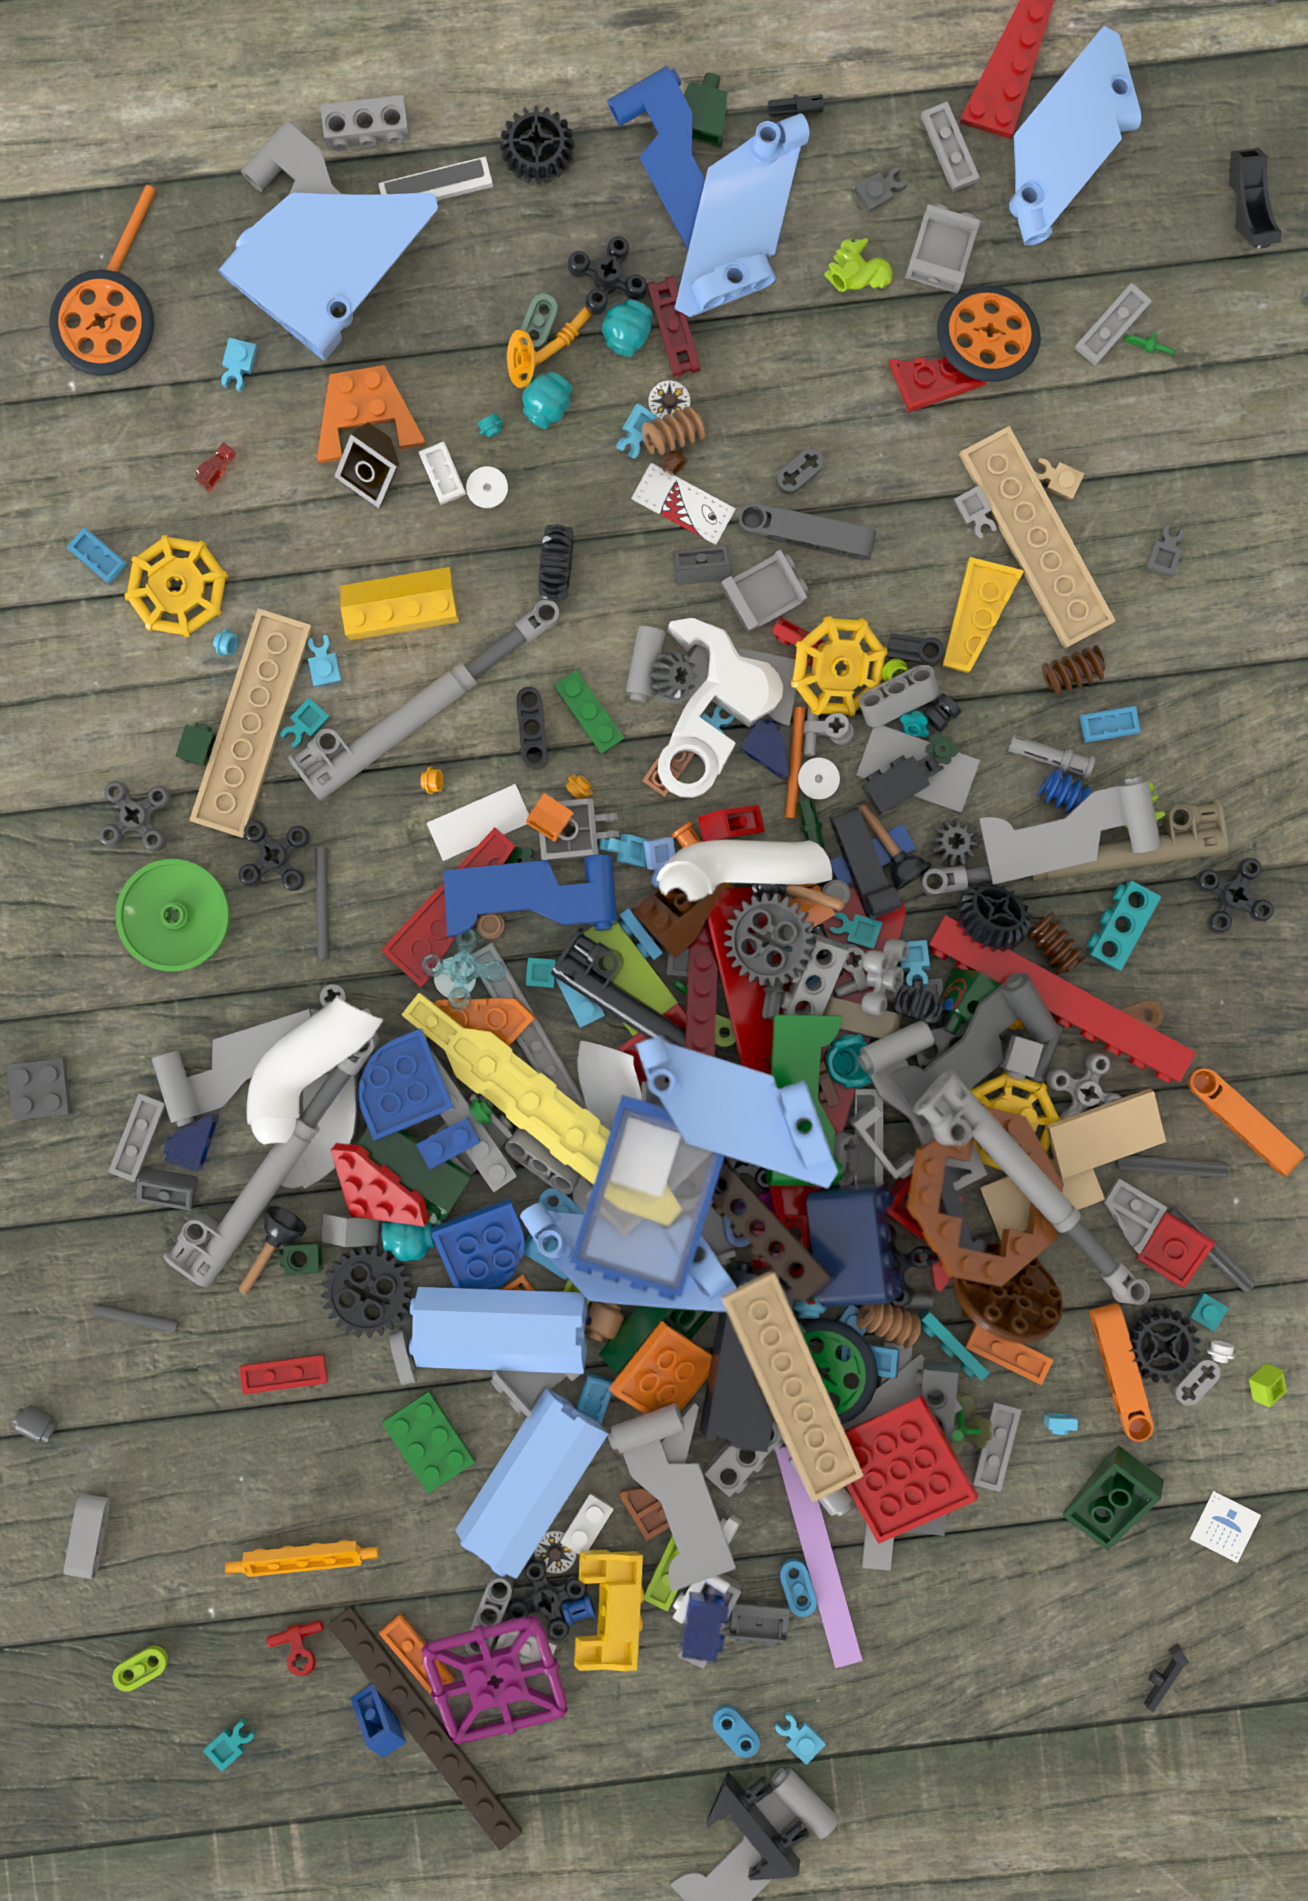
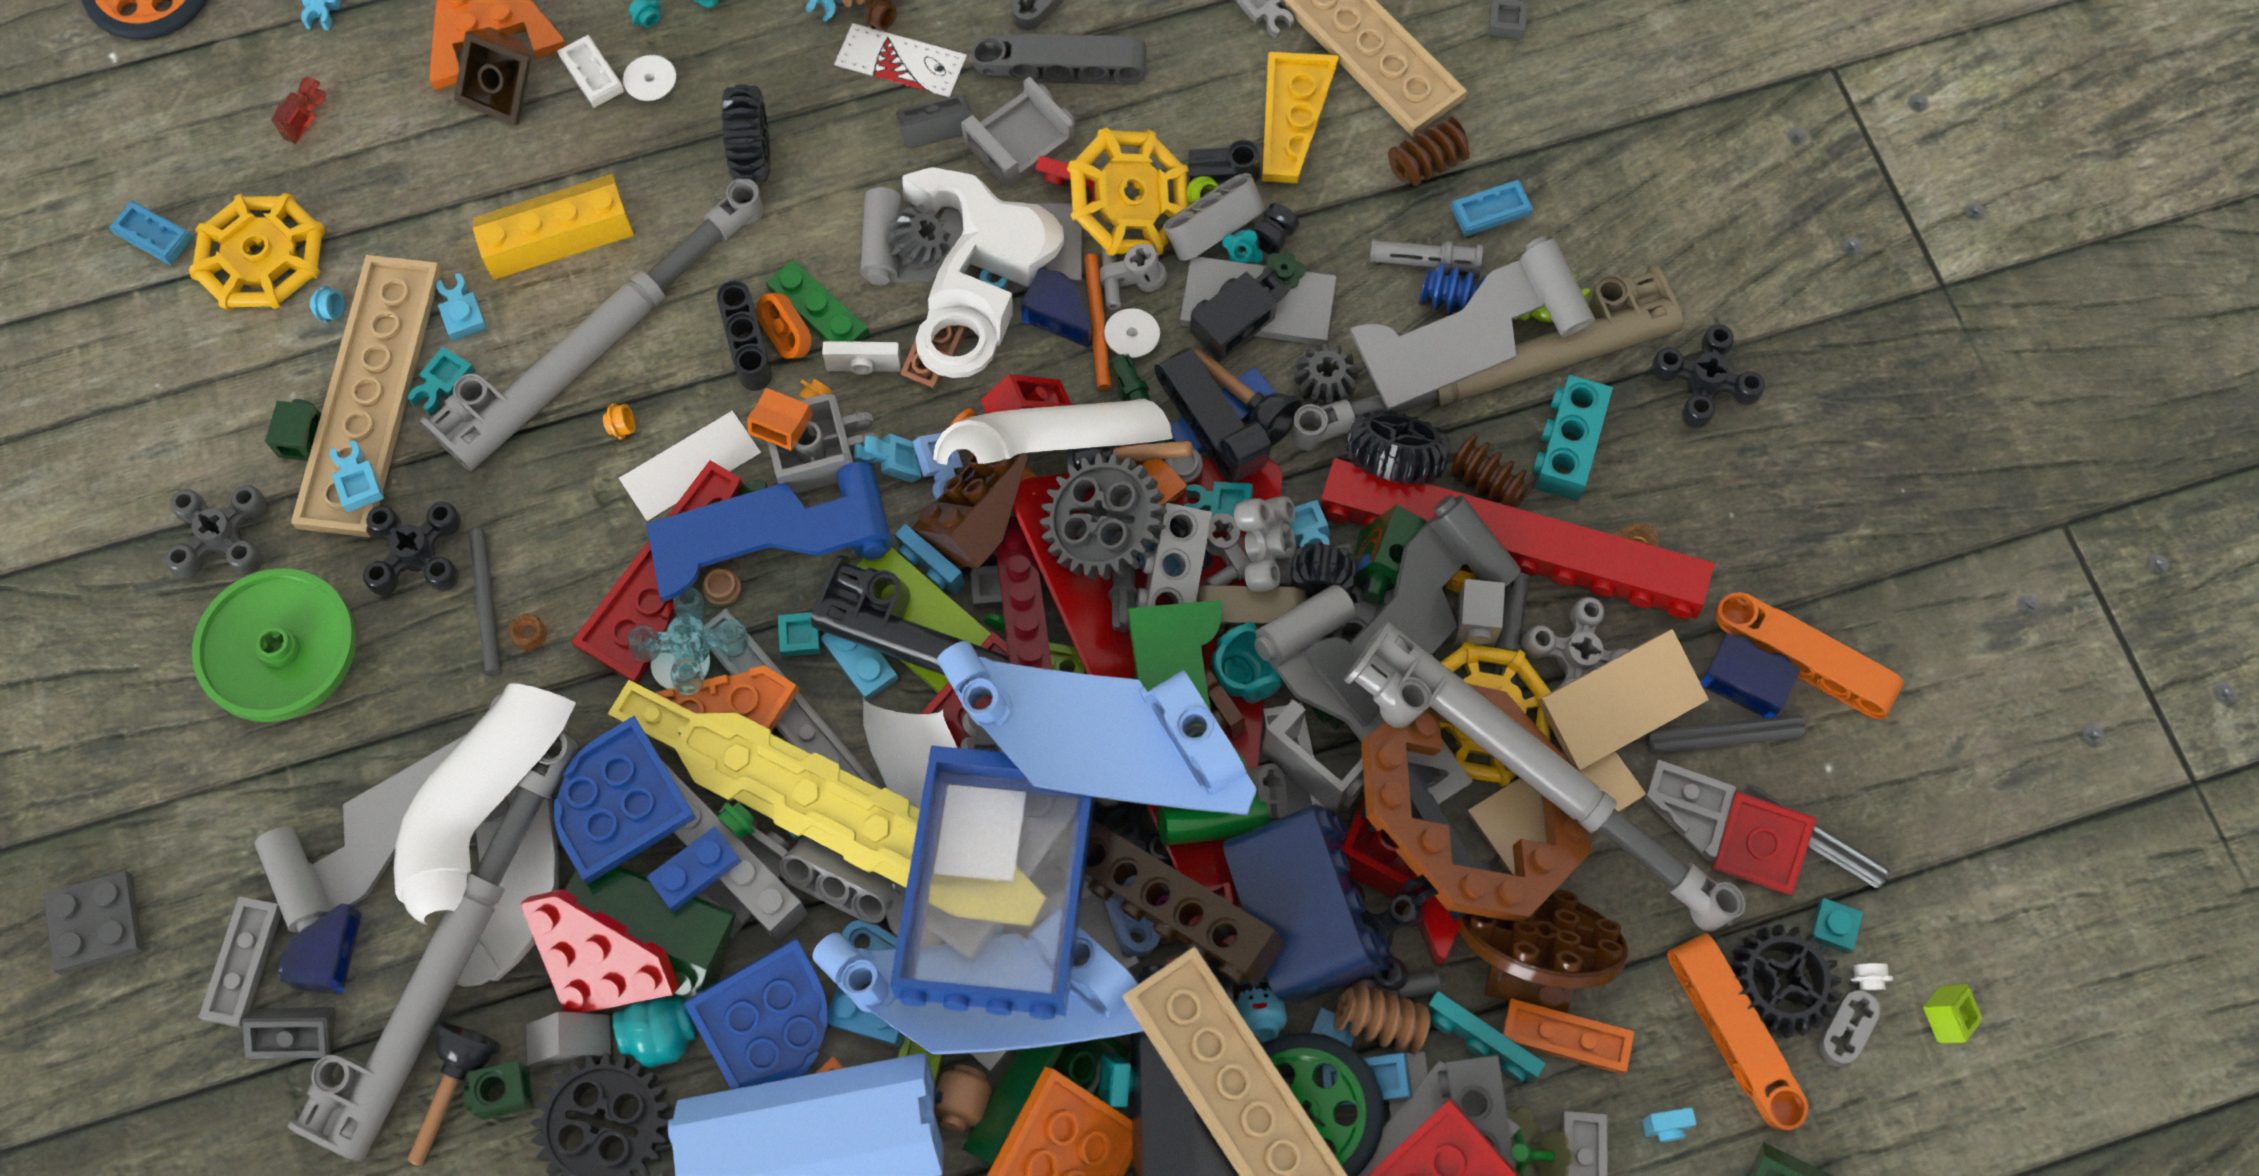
camera: 10 degrees left, 20 degrees down
(239, 801) = (356, 481): none -> medium azure plate
(341, 929) = (532, 642): none -> clear orange axle
(562, 725) = (783, 325): none -> orange plate
(615, 763) = (862, 356): none -> white plate
(705, 1329) = (1116, 1080): none -> teal plate
(1200, 1130) = (1750, 676): none -> clear blue brick

